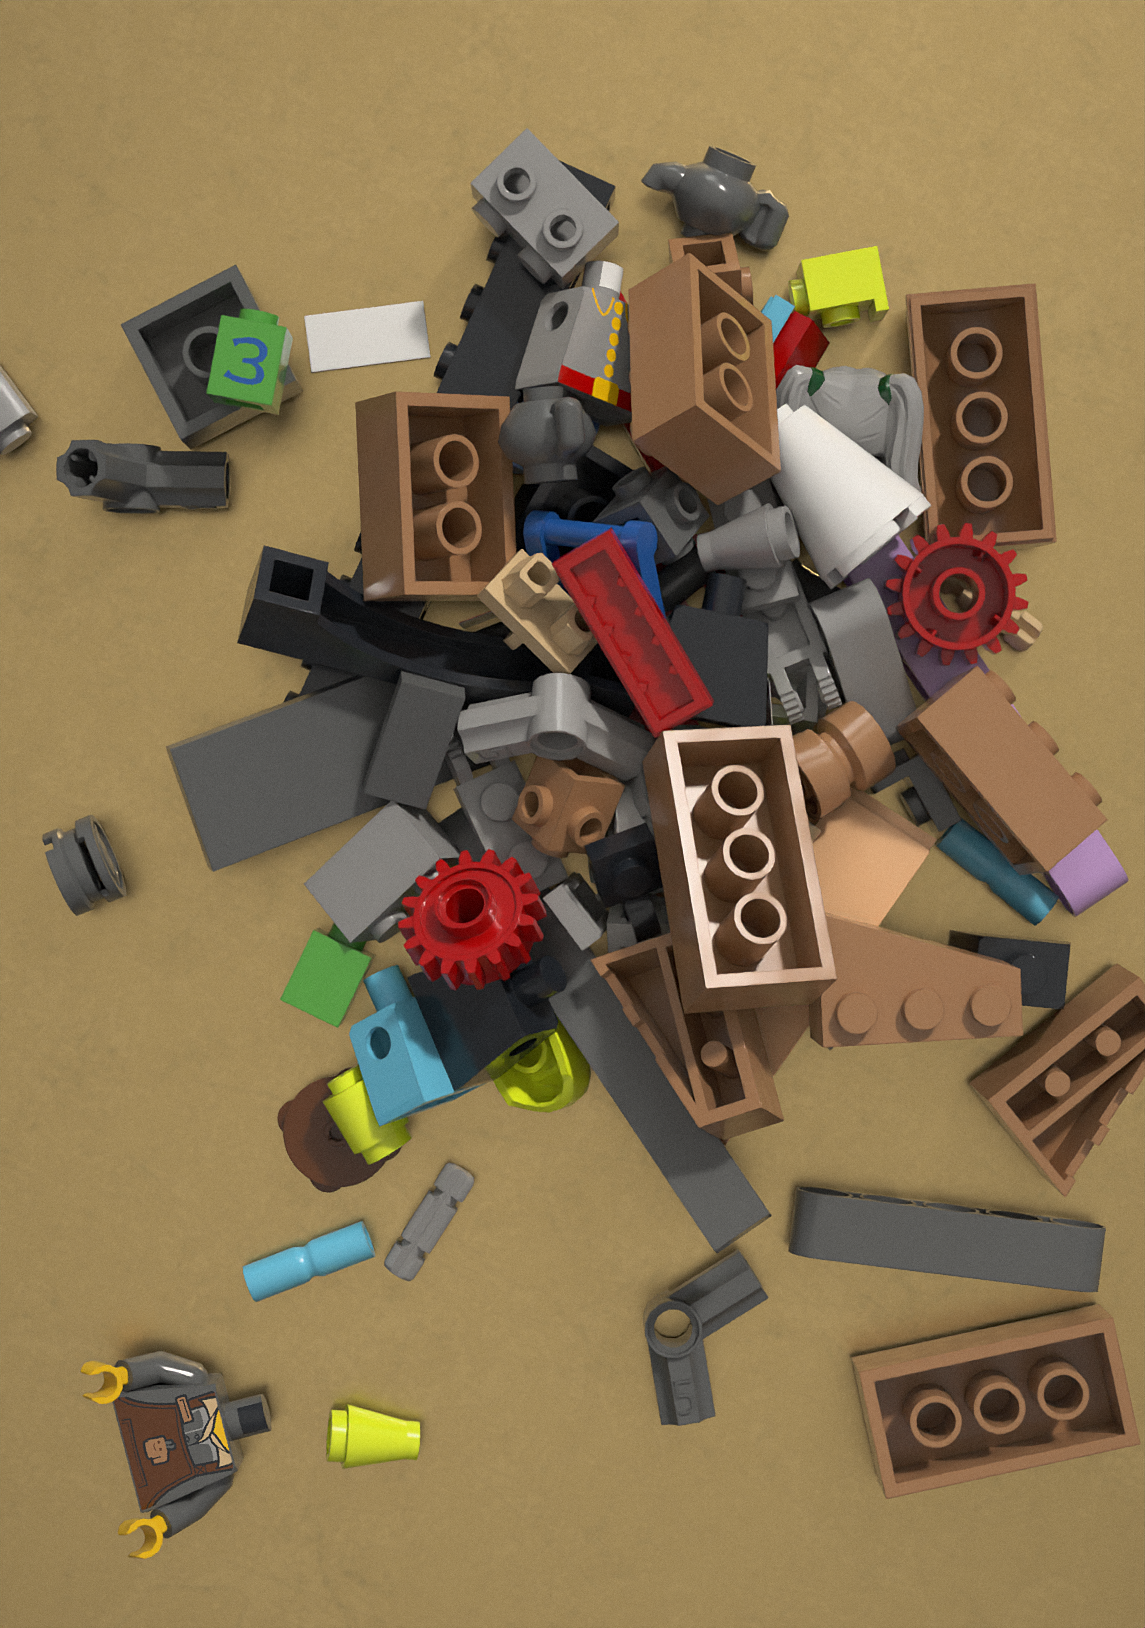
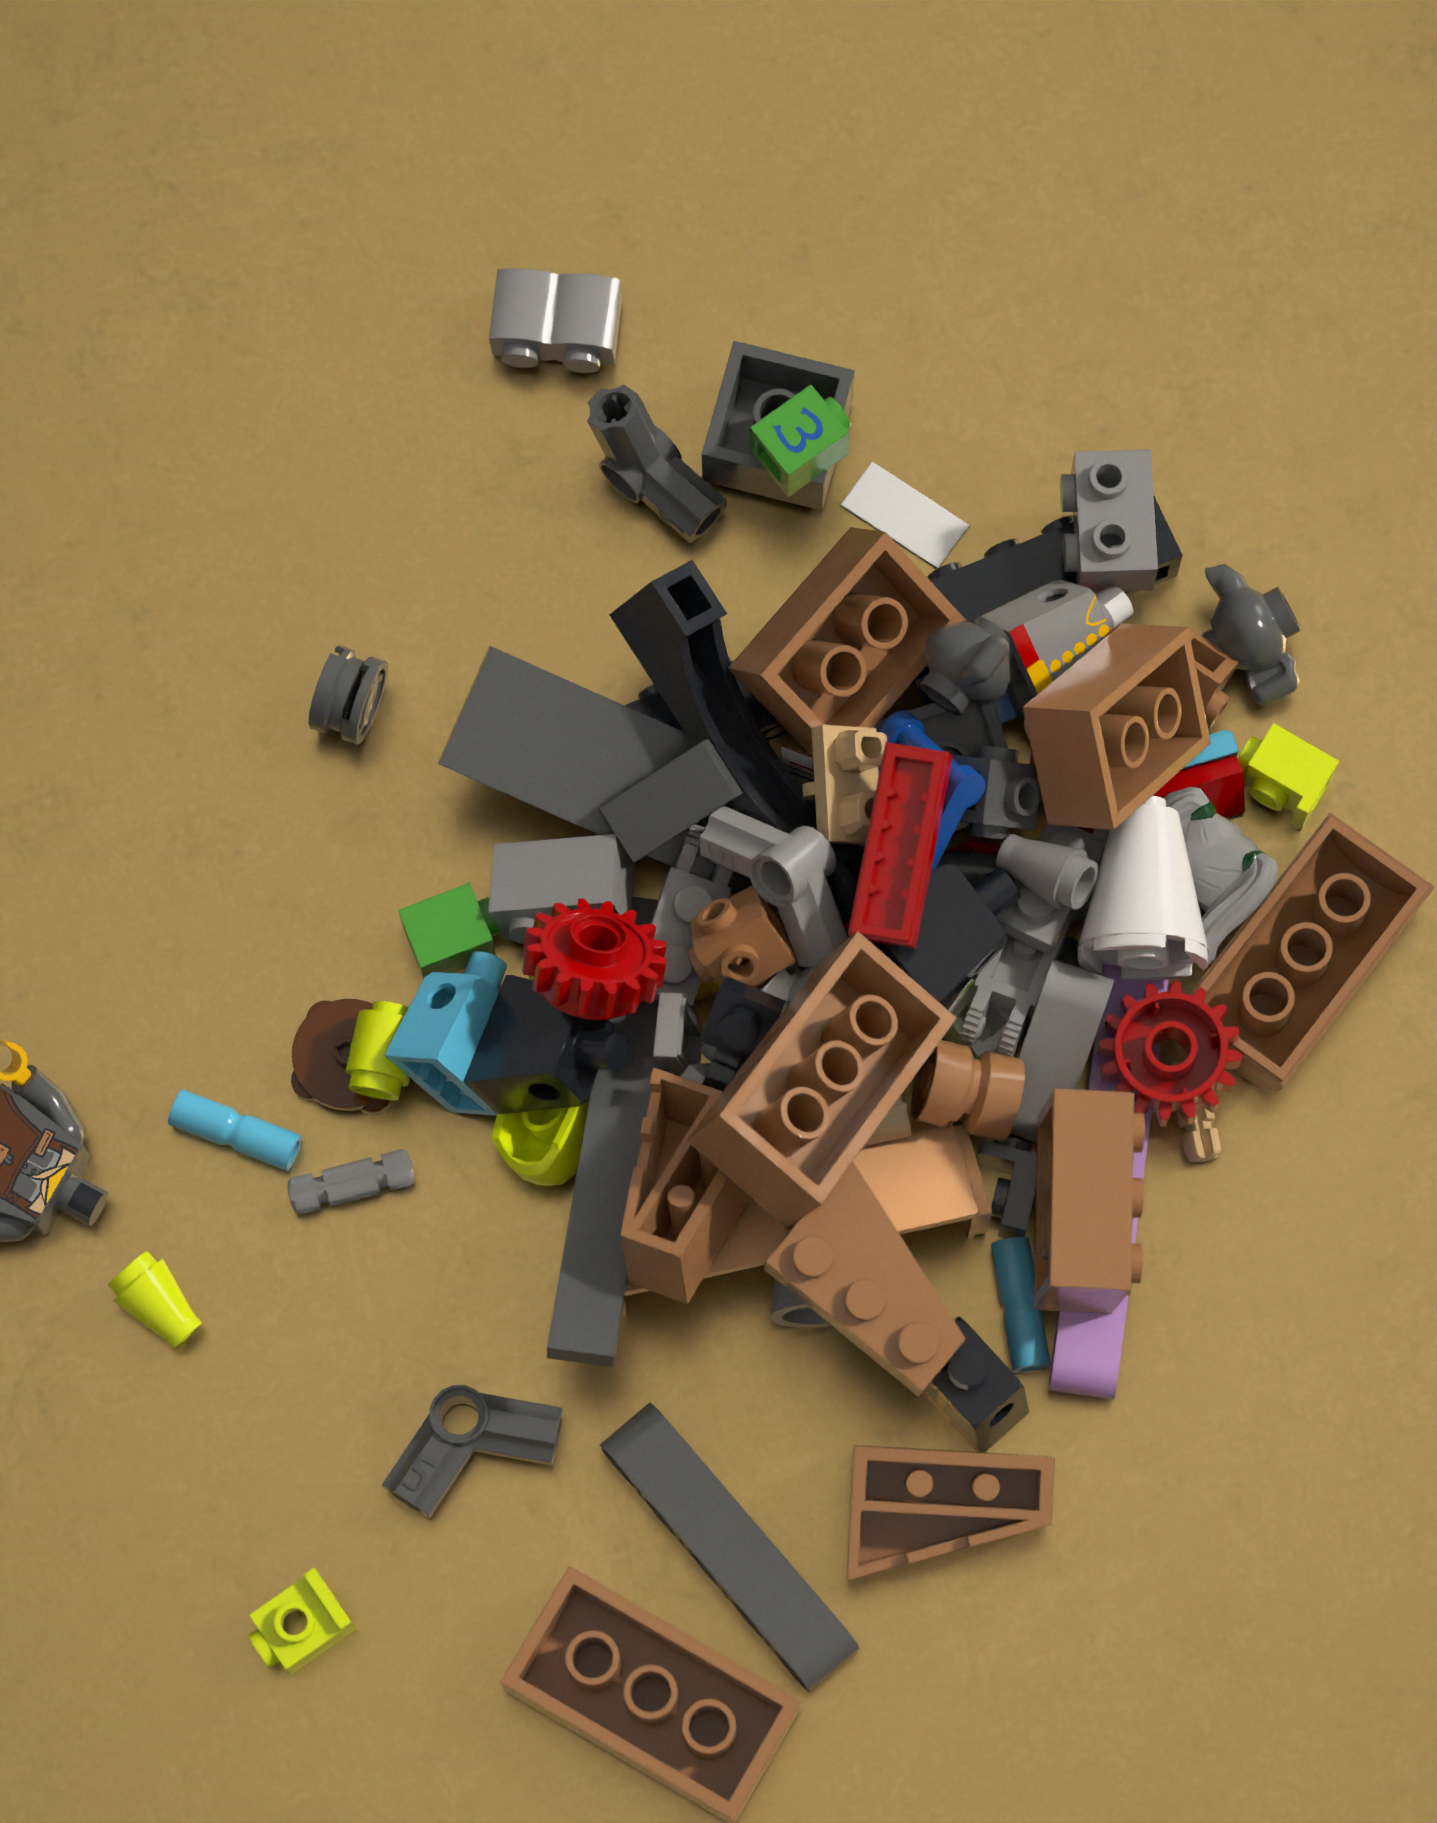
camera: 45 degrees right, 15 degrees down
(688, 1549) = (325, 1624): none -> neon yellow brick

